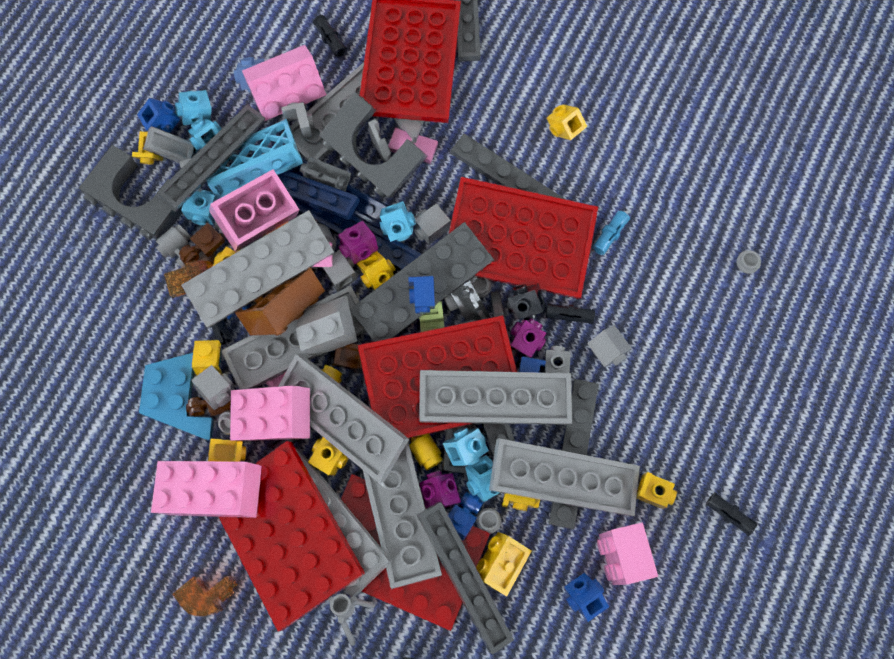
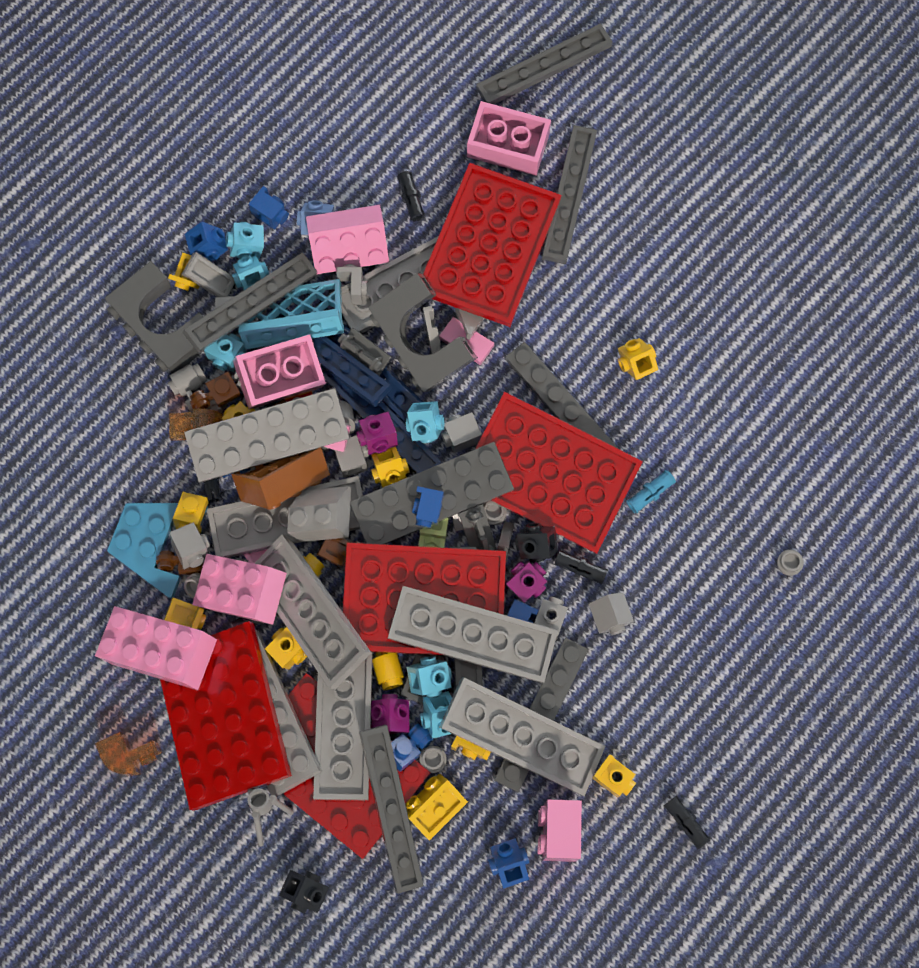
camera: 15 degrees right, 0 degrees up
(206, 76) = (268, 209): none -> blue brick

